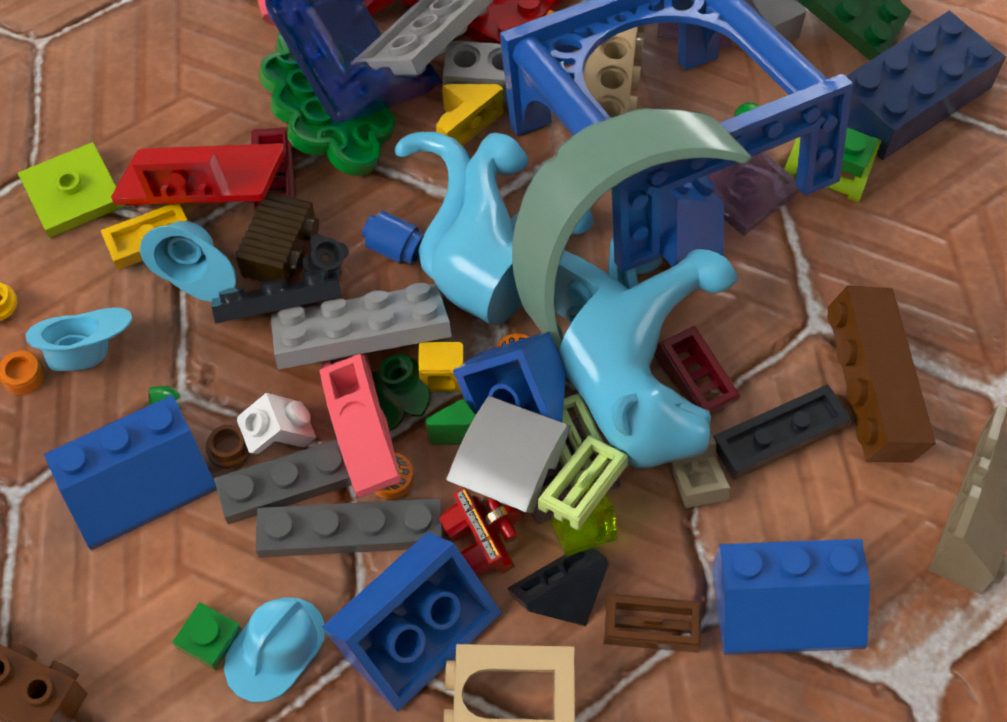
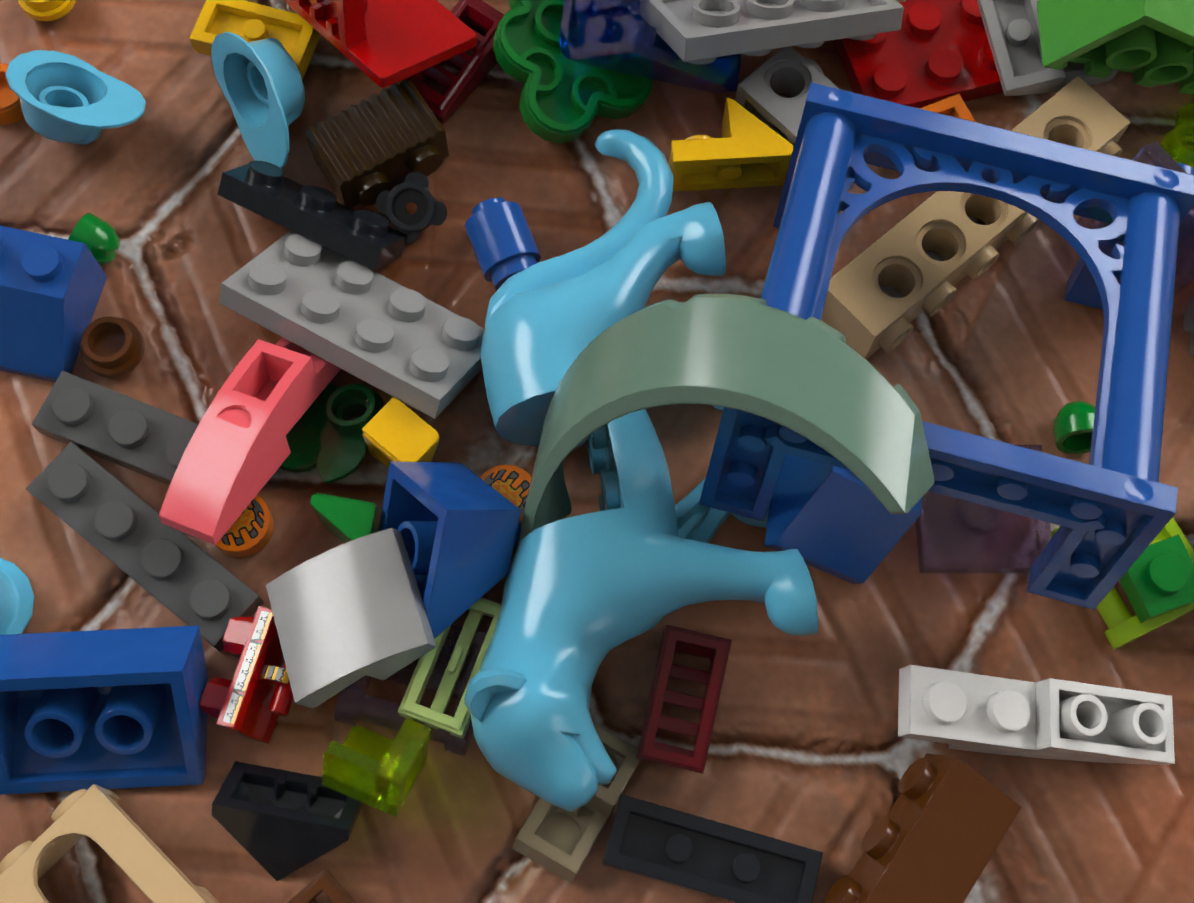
camera: 40 degrees right, 10 degrees up
(276, 420) = (173, 363): white bracket -> none
(564, 508) = (399, 749): yellowish green tile -> none
(859, 254) = (1035, 718): none -> white slope

